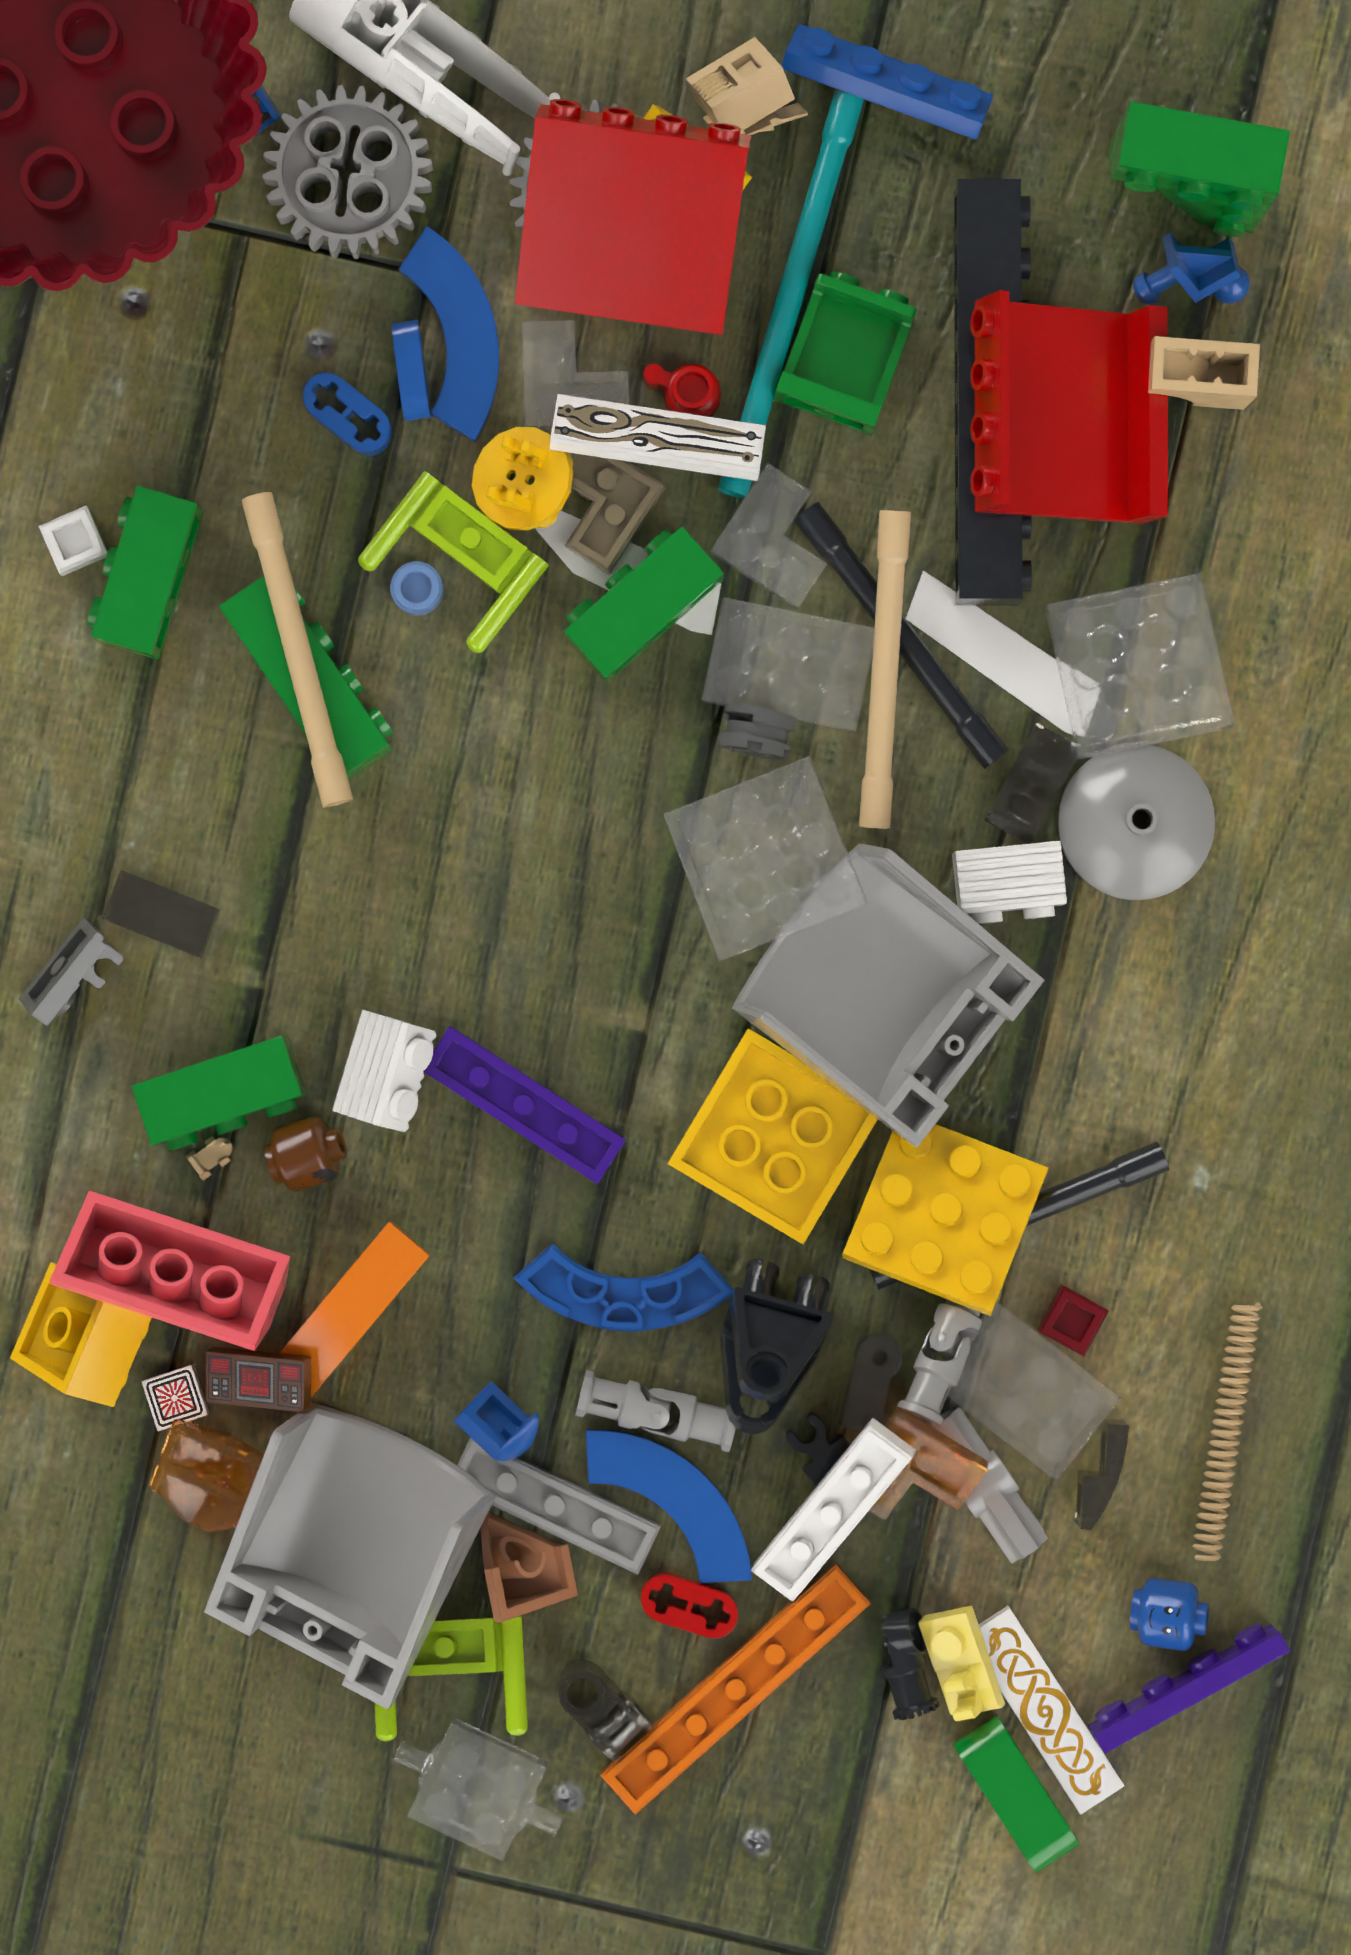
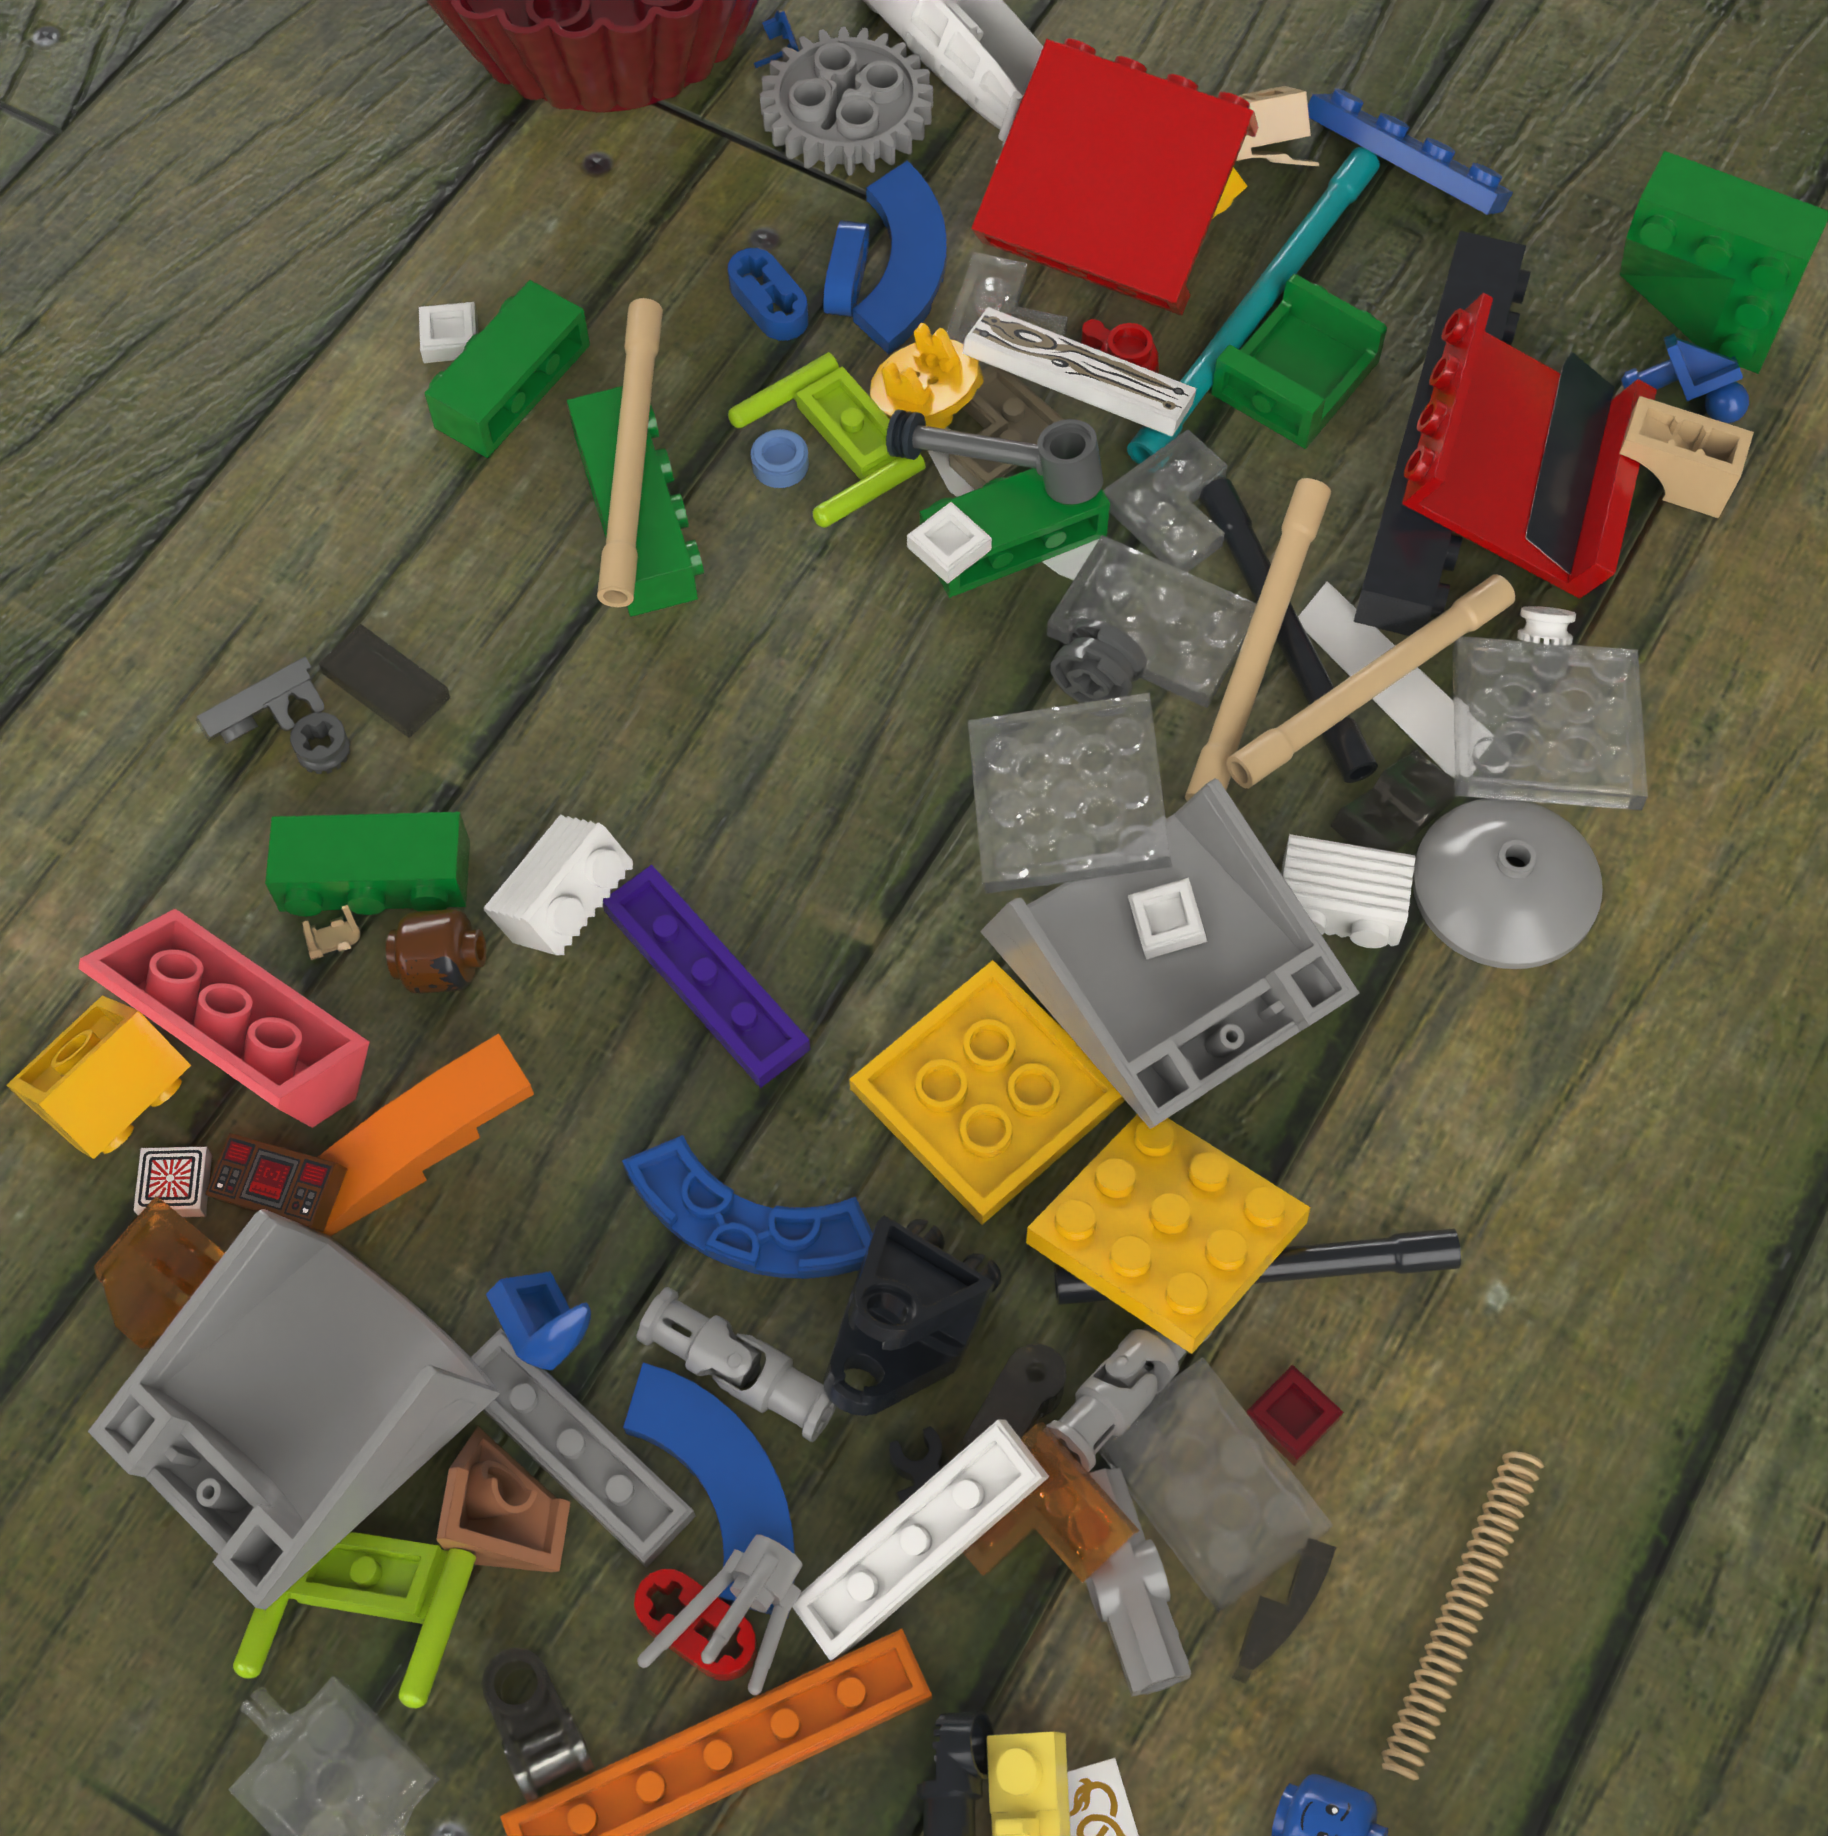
camera: 15 degrees right, 25 degrees down
(139, 1003) = (321, 757): none -> dark grey bush
(530, 556) = (1063, 455): none -> dark grey piece
(600, 660) = (949, 542): none -> white tile
(729, 1568) = (760, 1578): none -> light grey plant
(875, 948) = (1167, 918): none -> white tile
(927, 771) = (1279, 744): none -> tan piece
(1105, 395) = (1569, 461): none -> black sticker
(1119, 573) = (1546, 624): none -> white bush

